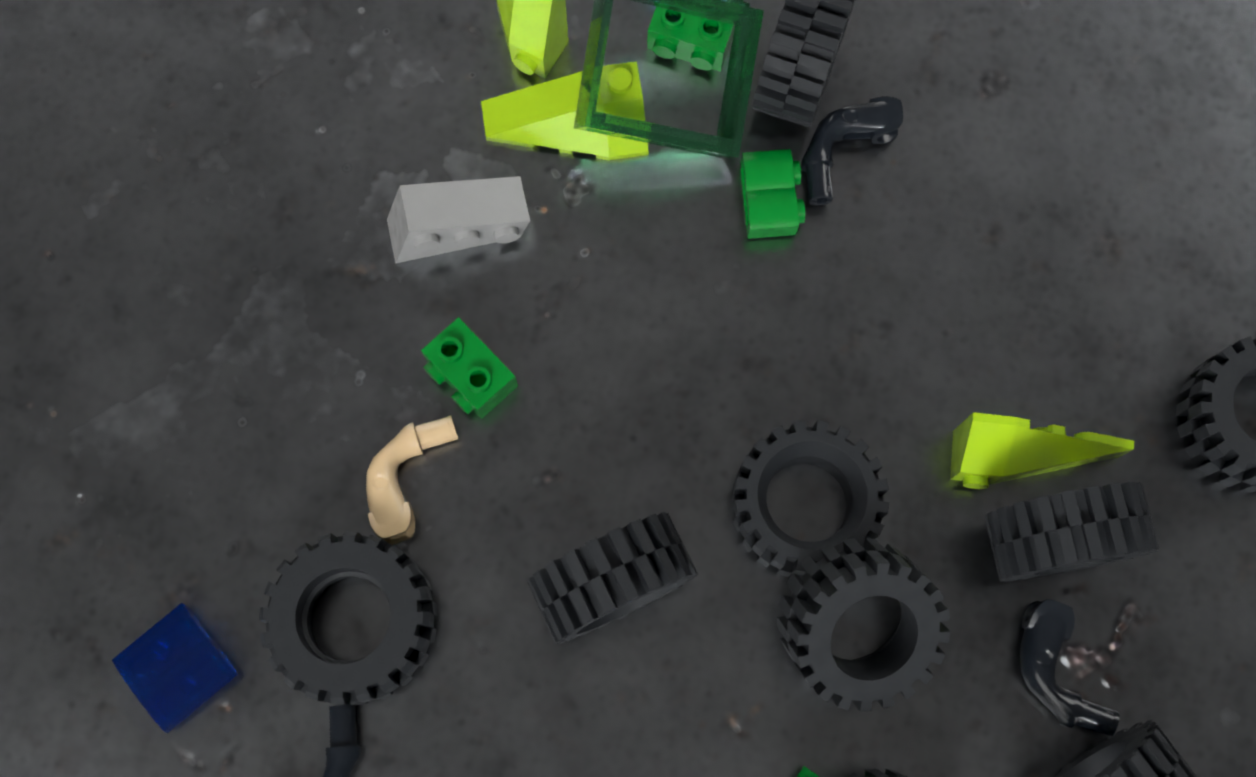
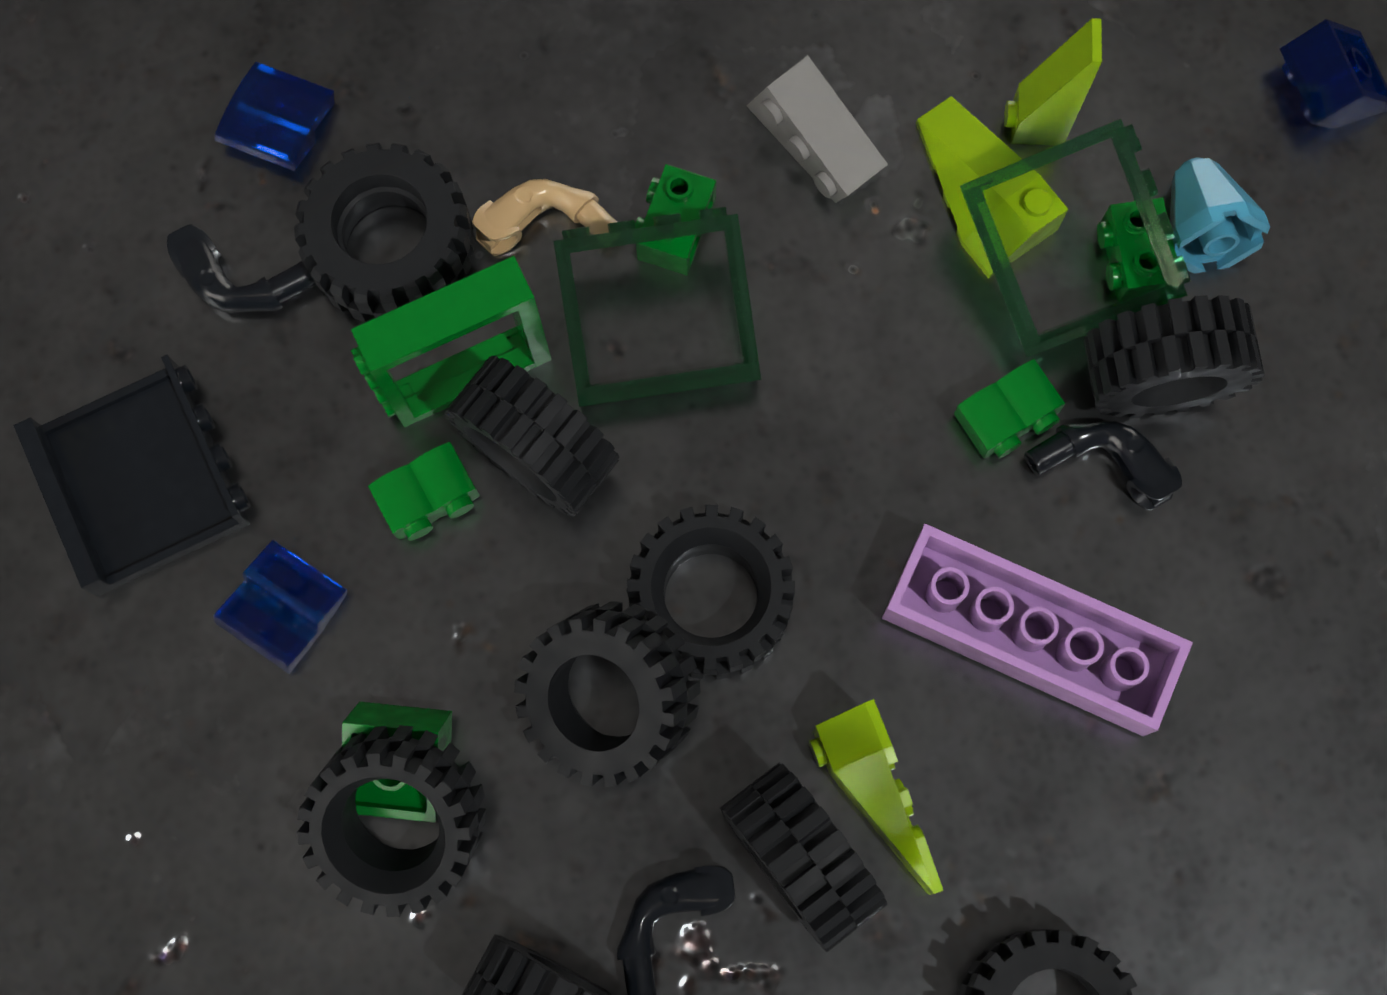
camera: 65 degrees right, 0 degrees up
(498, 602) = (441, 319): none -> green window
(599, 698) = (424, 492): none -> green brick
(609, 444) = (664, 228): none -> clear green window
(959, 267) = (1038, 631): none -> lavender brick

